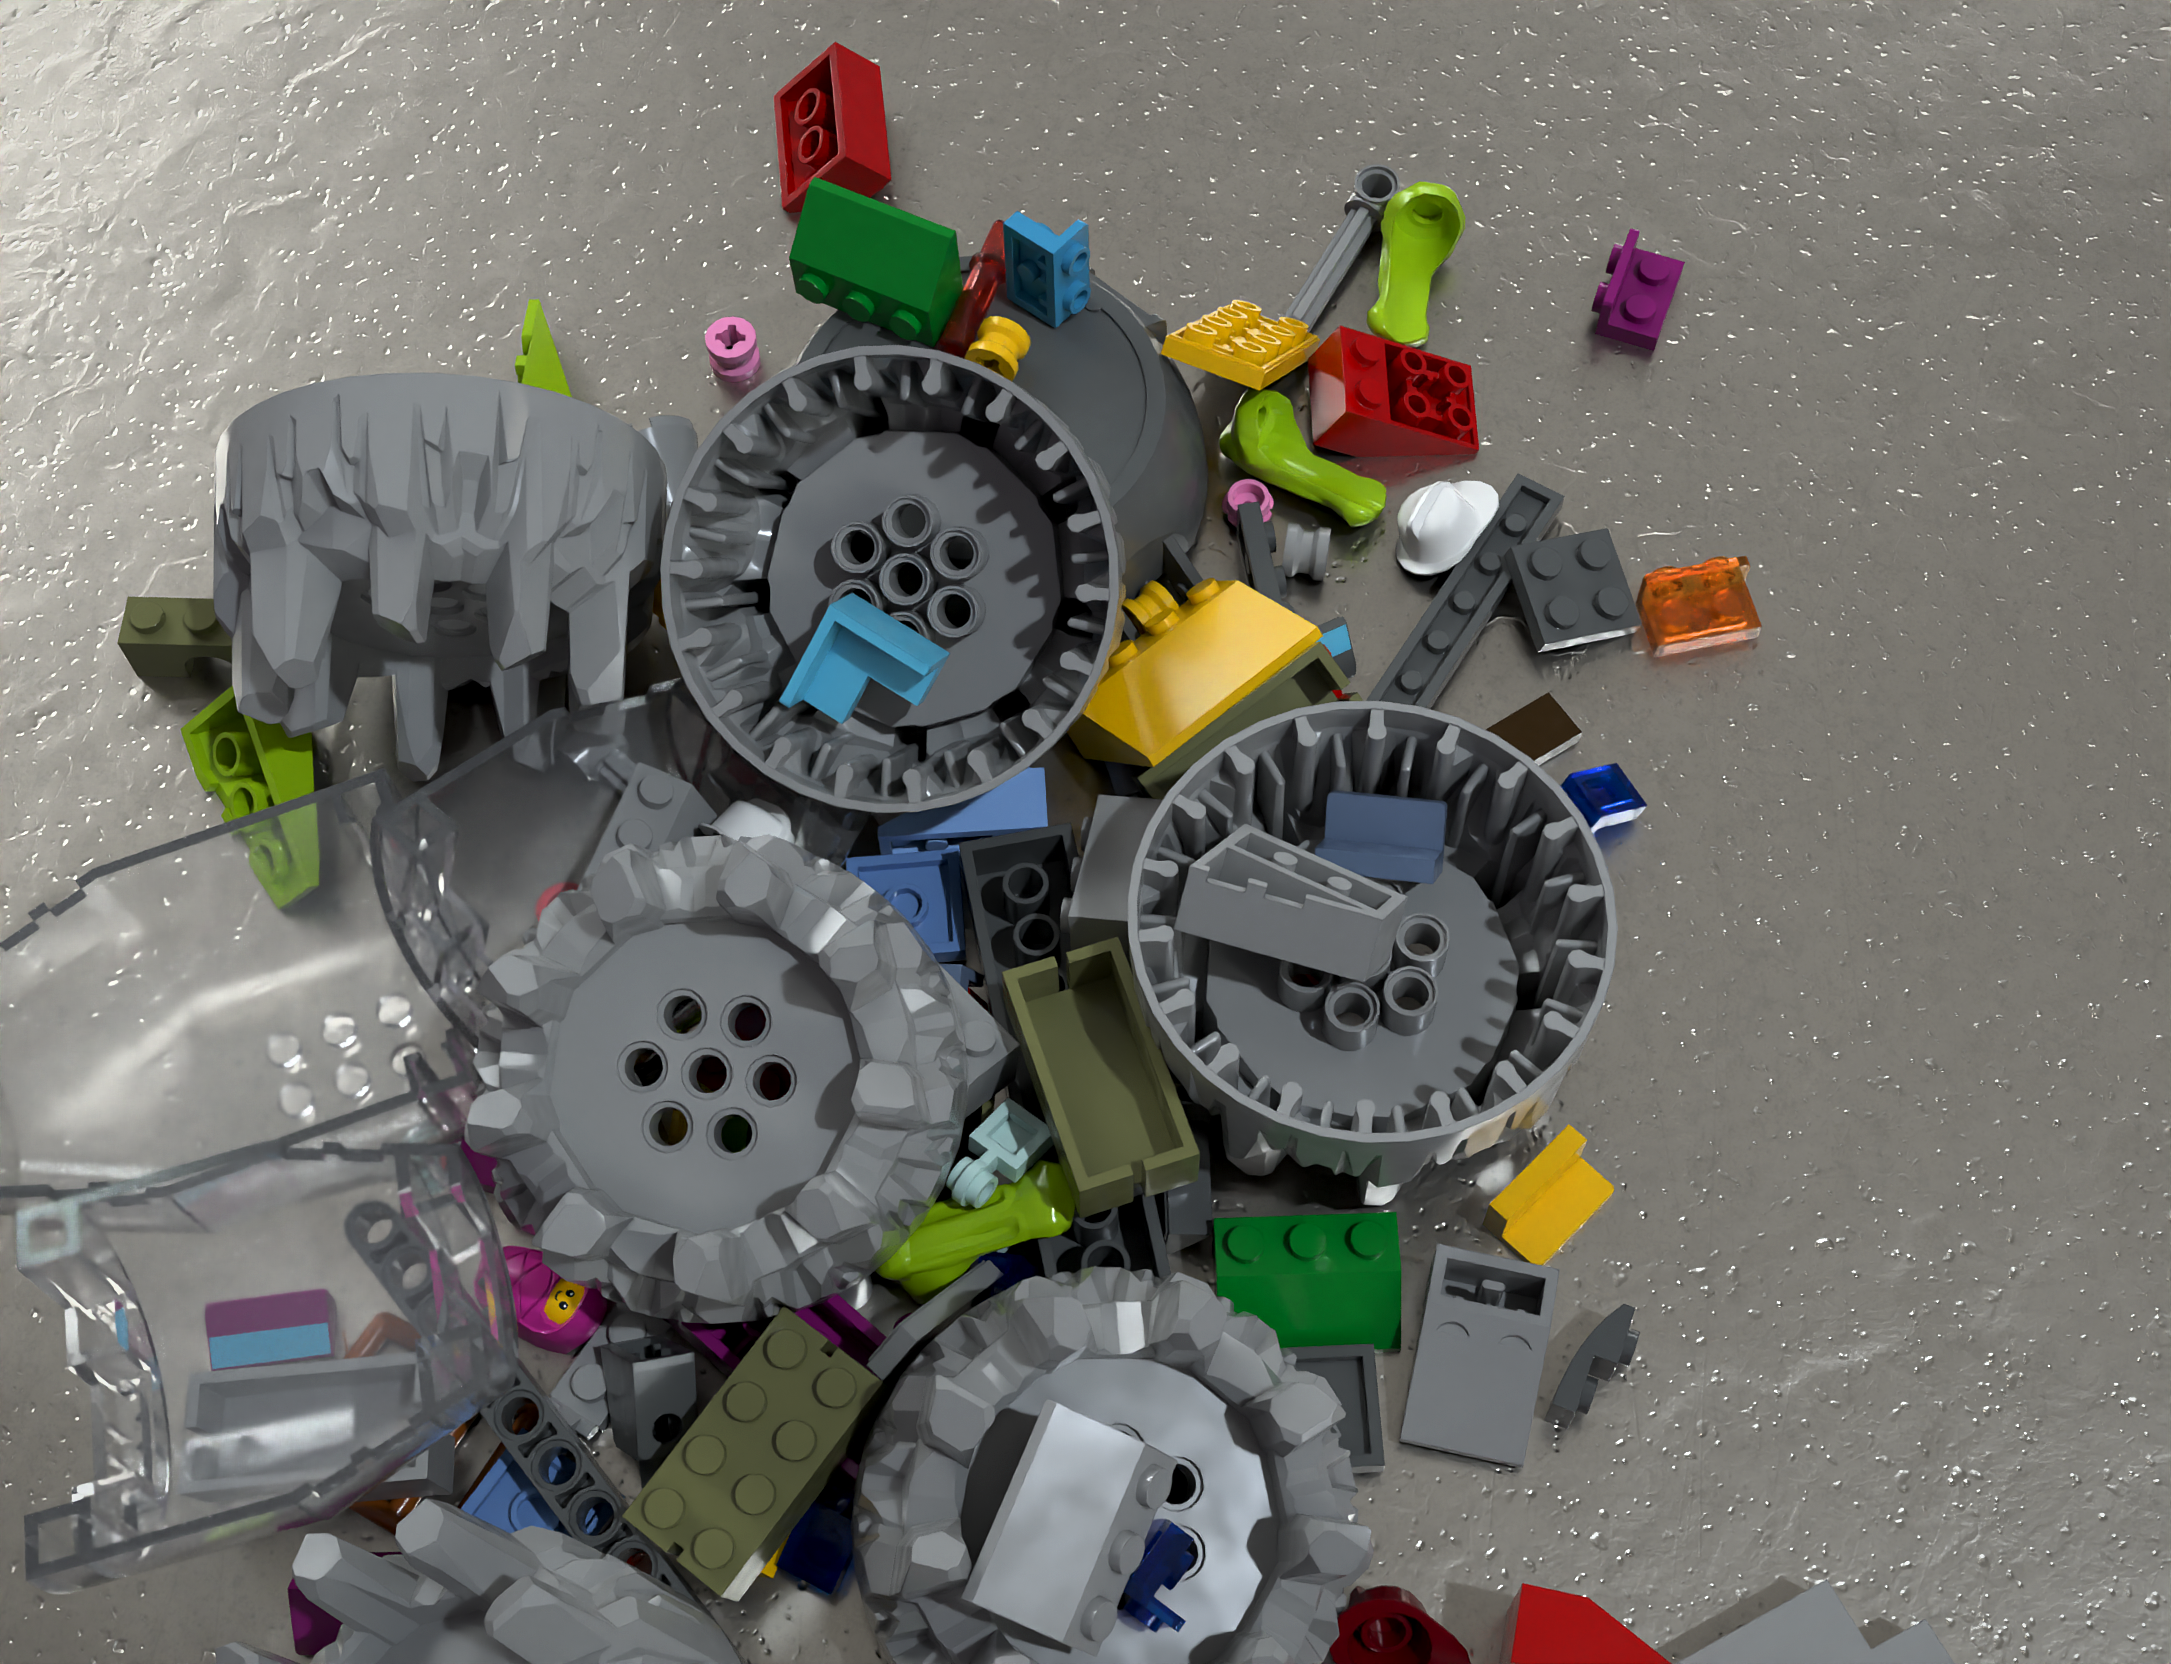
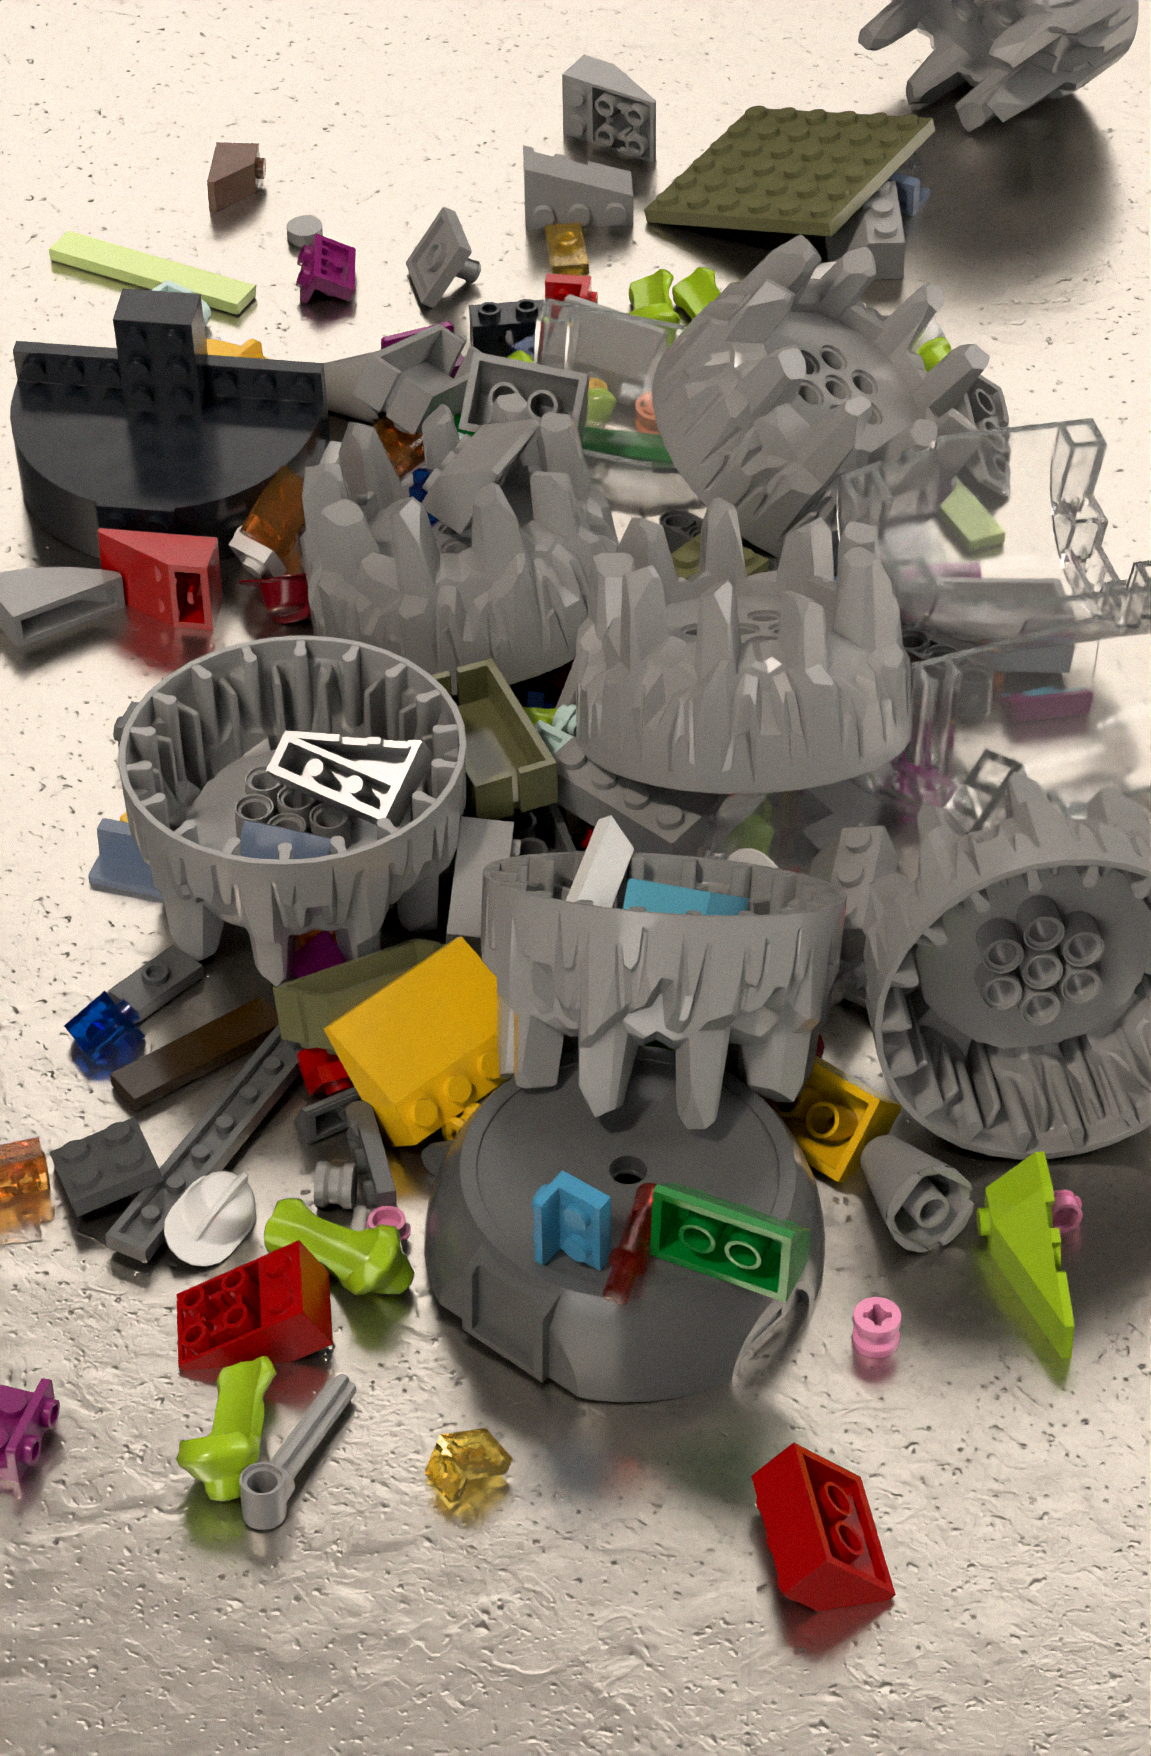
camera: 175 degrees right, 20 degrees down
(976, 686) = (602, 865): none -> white tile
(999, 346) = (615, 1176): yellow wheel -> none
(1169, 227) = (463, 1458): none -> clear yellow bracket
(1242, 344) = (393, 1293): yellow tile -> none
(1599, 1099) = (120, 861): none -> sand blue panel

